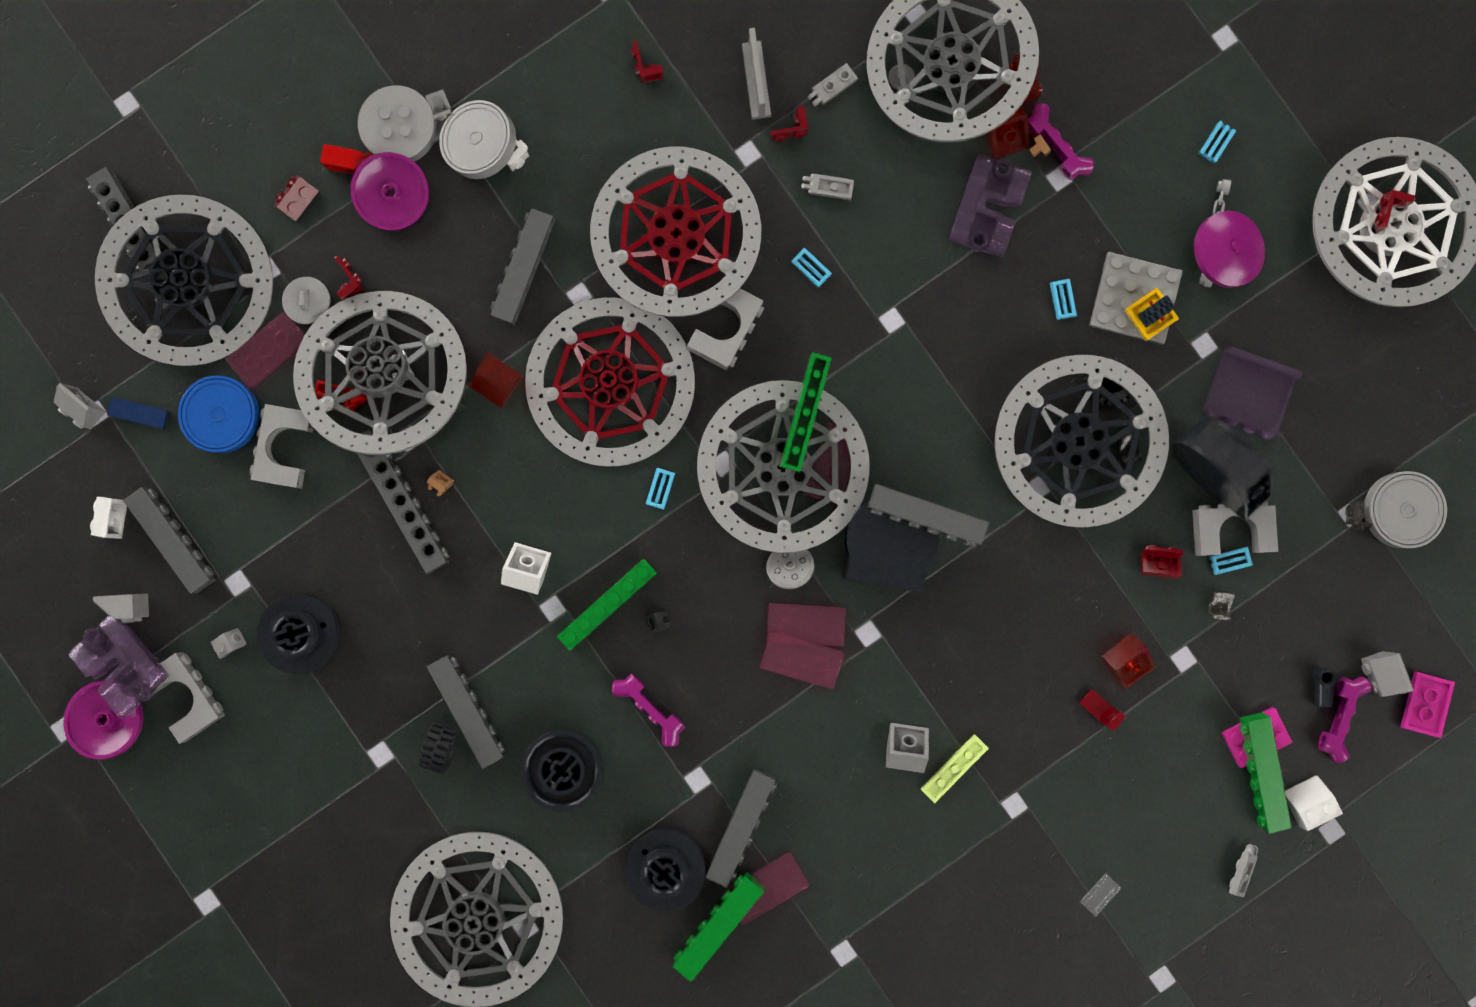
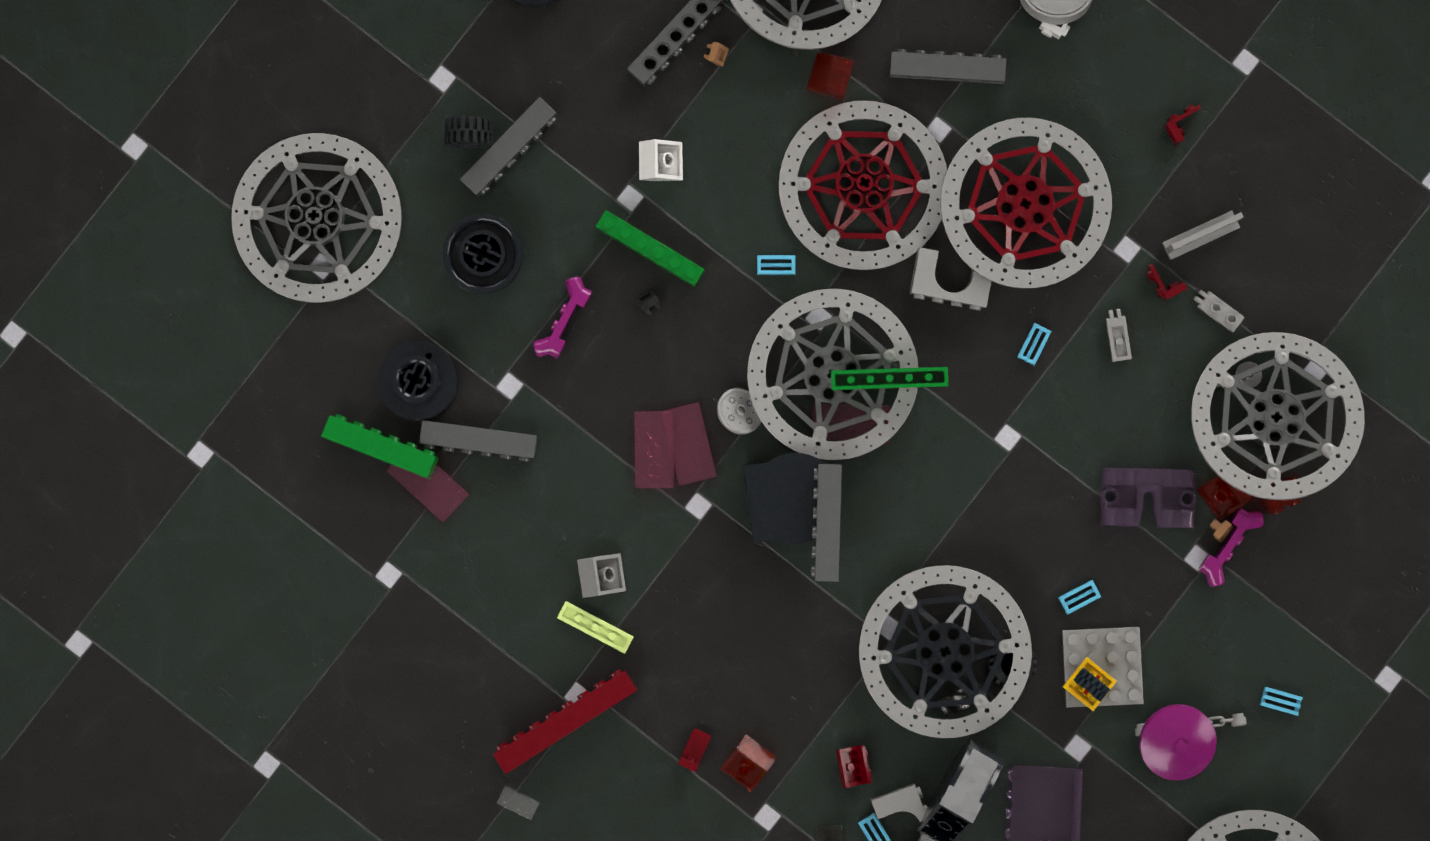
camera: 80 degrees right, 0 degrees up
(1039, 827) = (564, 722): none -> dark red brick

